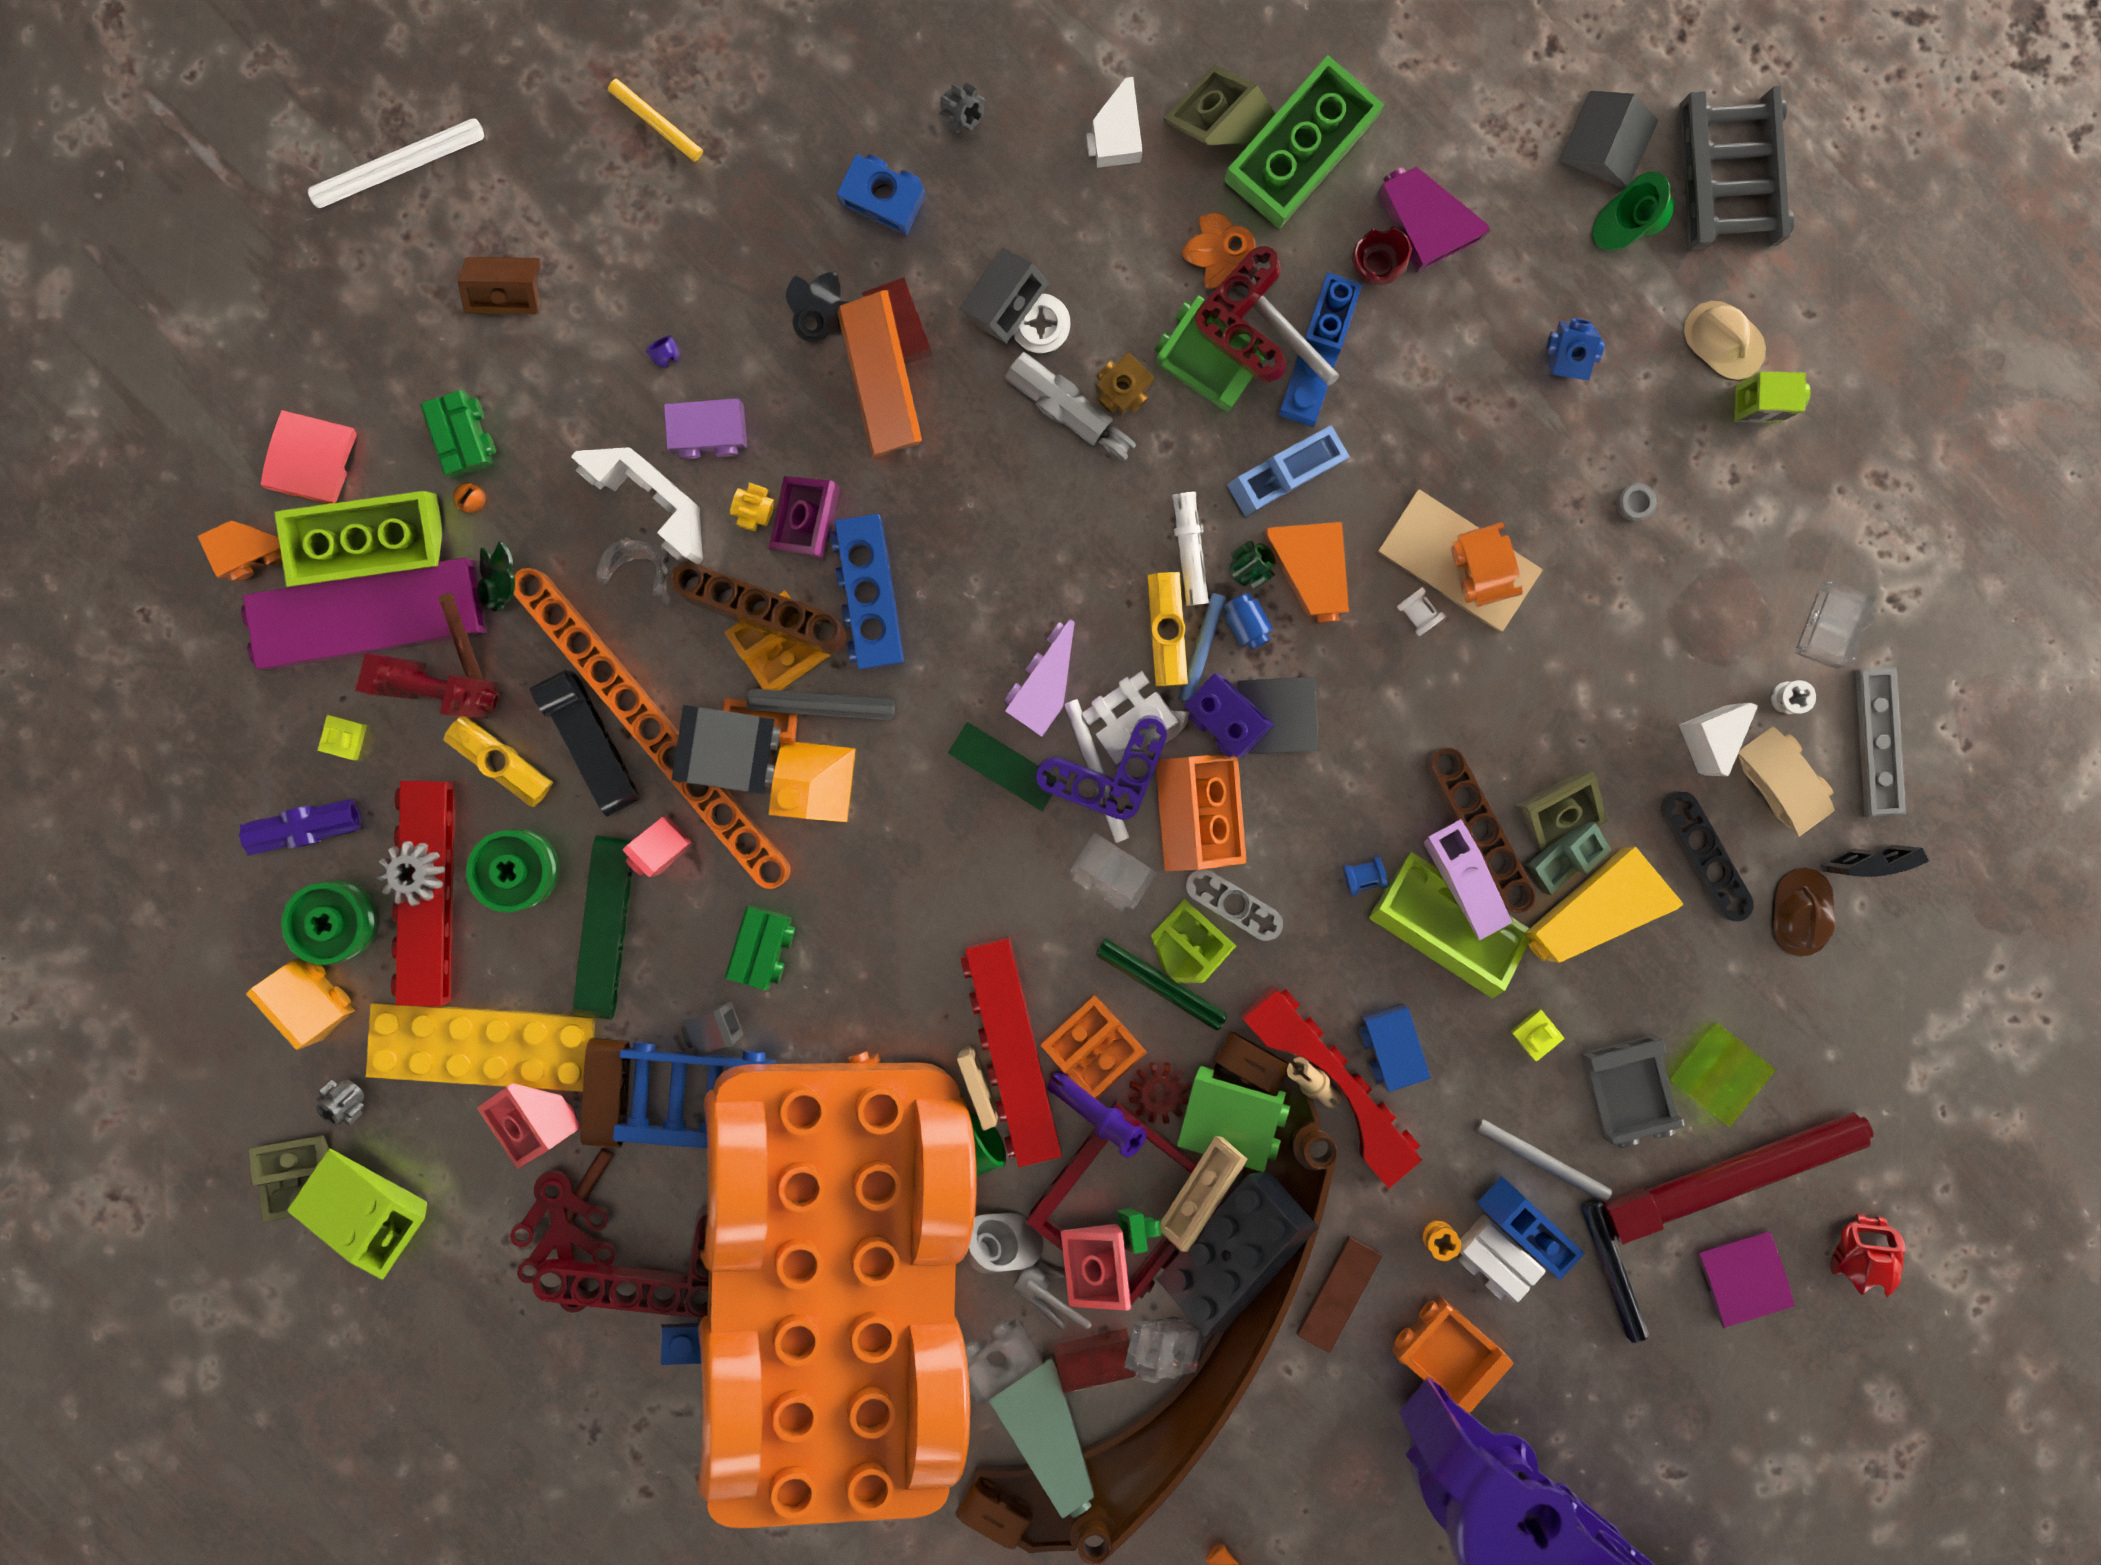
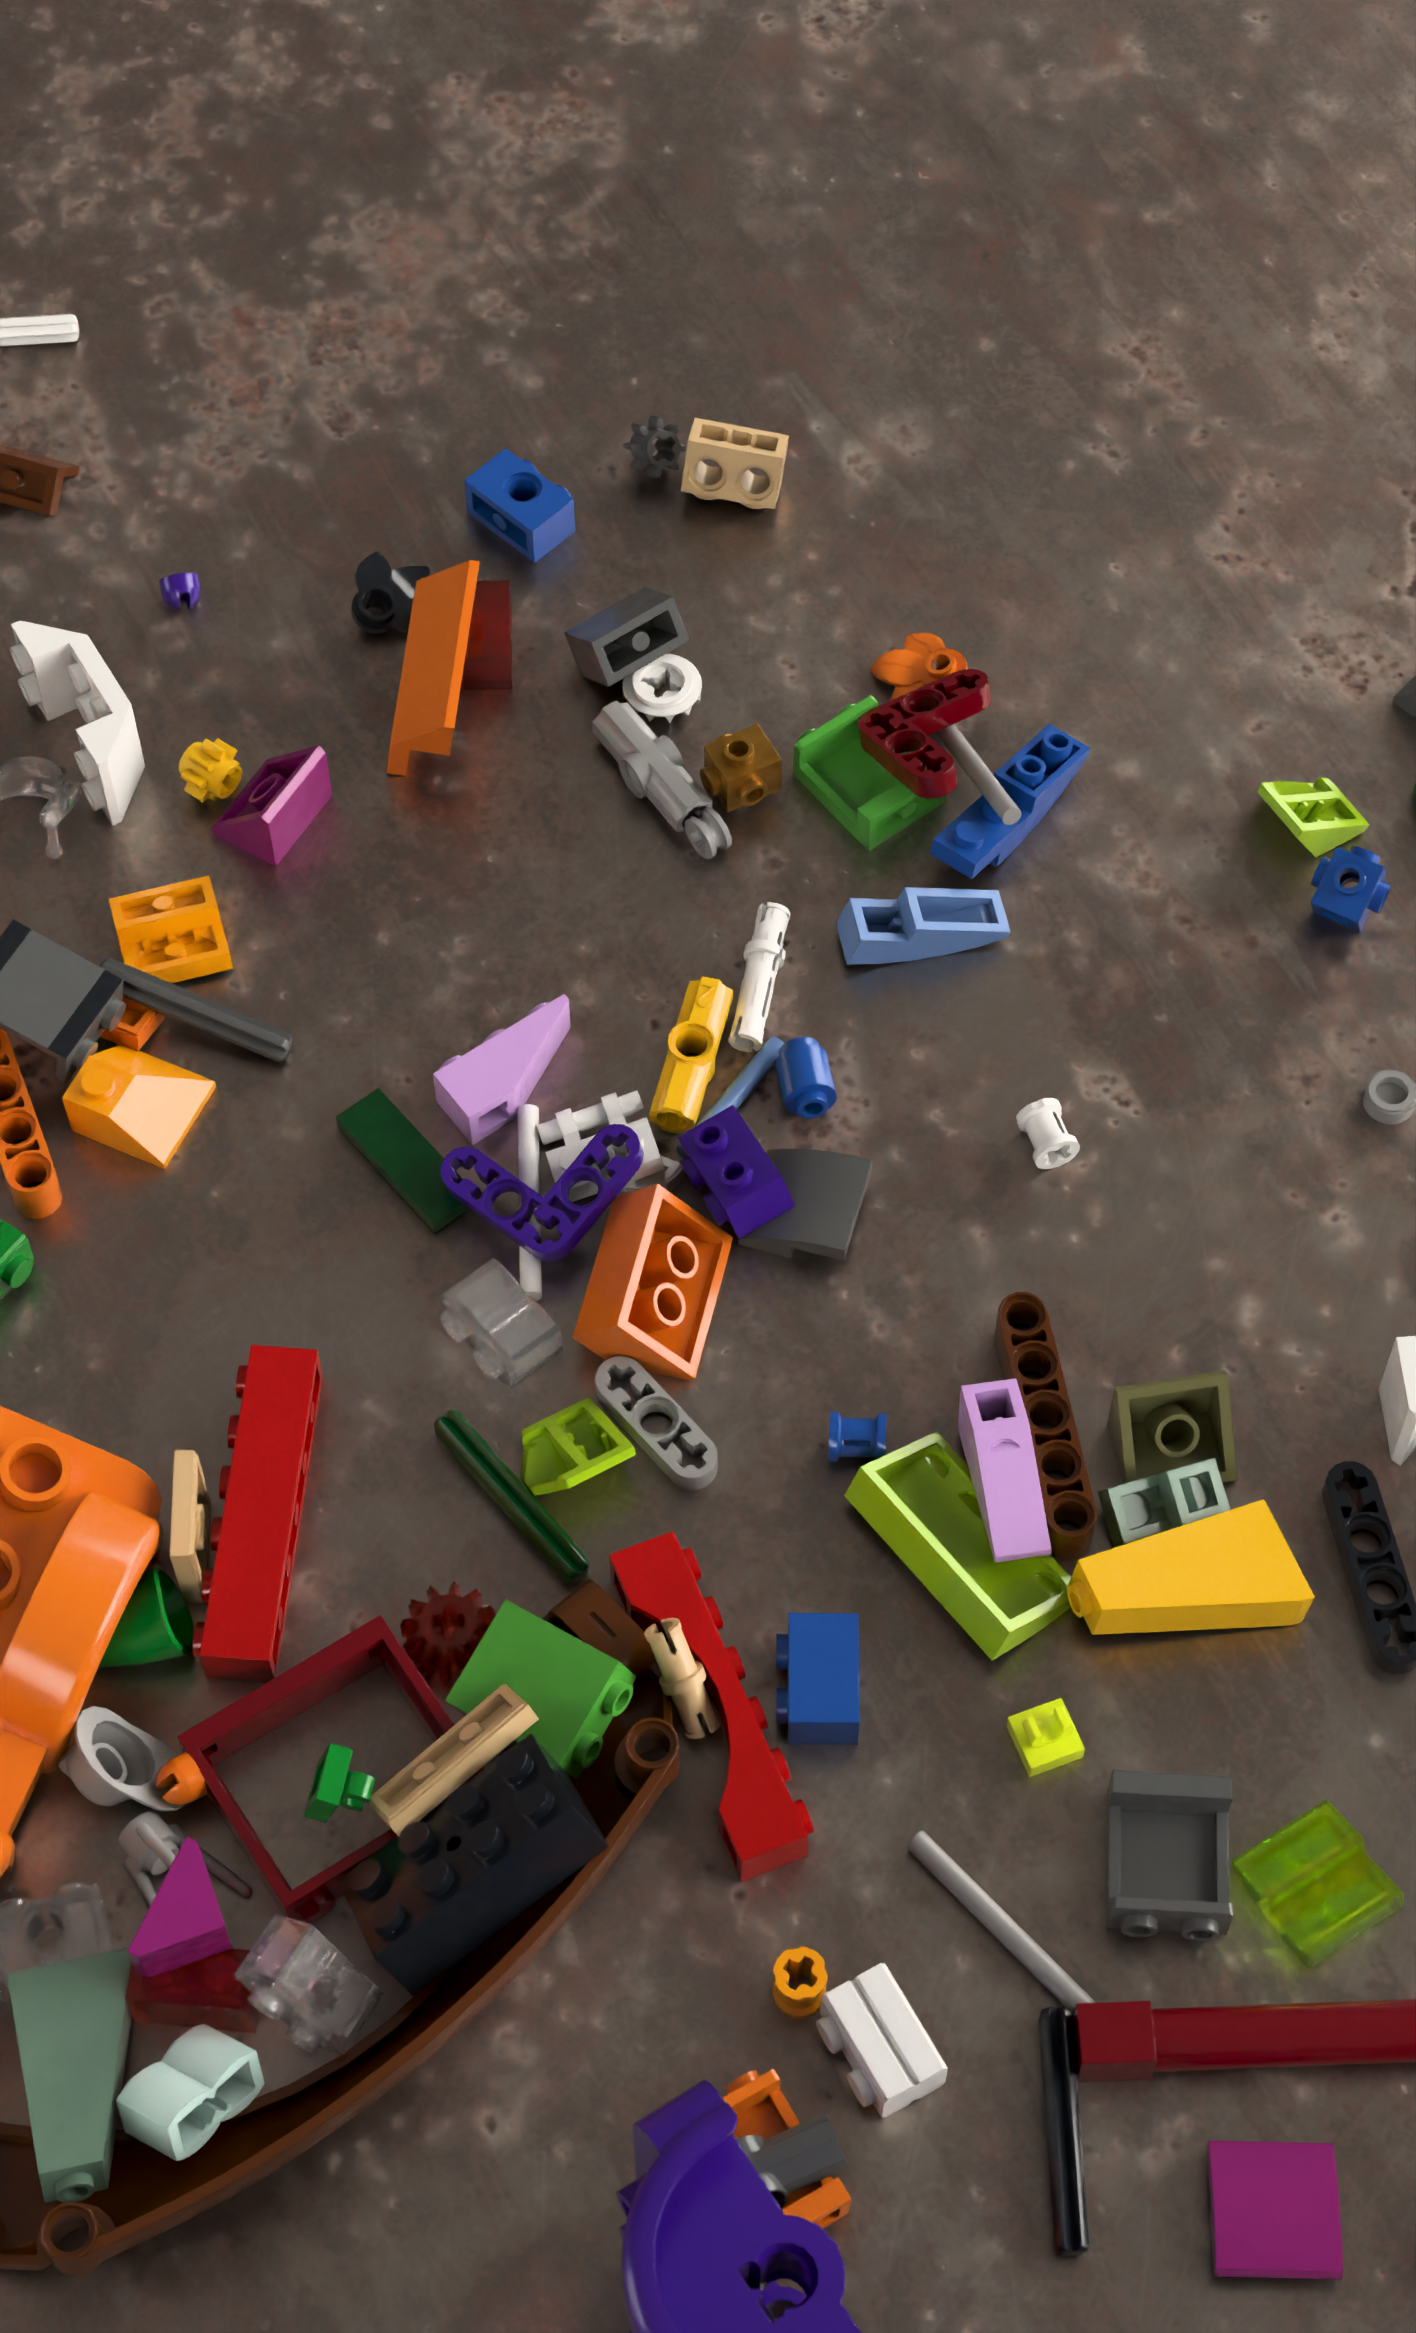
camera: 20 degrees right, 30 degrees down
(655, 120) = (284, 374): yellow bar -> none
(705, 428) = (193, 674): medium lavender brick -> none
(744, 598) = (165, 870): reddish brown beam -> none
(869, 533) = (308, 972): blue brick -> none
(1029, 108) = (736, 452): none -> tan brick
(1037, 1244) = (183, 1778): none -> orange hinge
(1092, 1365) = (182, 1919): none -> magenta slope
(1094, 1048) = (379, 1552): orange slope -> none
(1096, 1267) = (256, 1817): coral slope -> none
(1107, 1121) = (354, 1621): dark purple pin -> none
(1116, 129) = (835, 517): white slope -> none
(1118, 1425) = (190, 2092): none -> light aqua brick
(1222, 109) = (980, 532): olive slope -> none
(1252, 564) = (835, 1011): dark green gear -> none
(1303, 142) = (1063, 583): bright green brick -> none
(1313, 566) = (916, 1036): orange slope -> none
(1339, 1294) = (612, 2023): copper tile -> none
(1382, 255) = (1125, 728): dark red hair -> none
(1422, 547) = (1123, 1096): tan tile -> none
(1429, 216) = (1202, 707): magenta slope -> none
(1458, 1360) = (795, 2156): none -> dark grey piece
(1487, 564) = (1149, 1081): orange brick -> none
(1526, 282) = (1314, 812): none -> lime slope
(1530, 1228) = (951, 2011): blue slope -> none

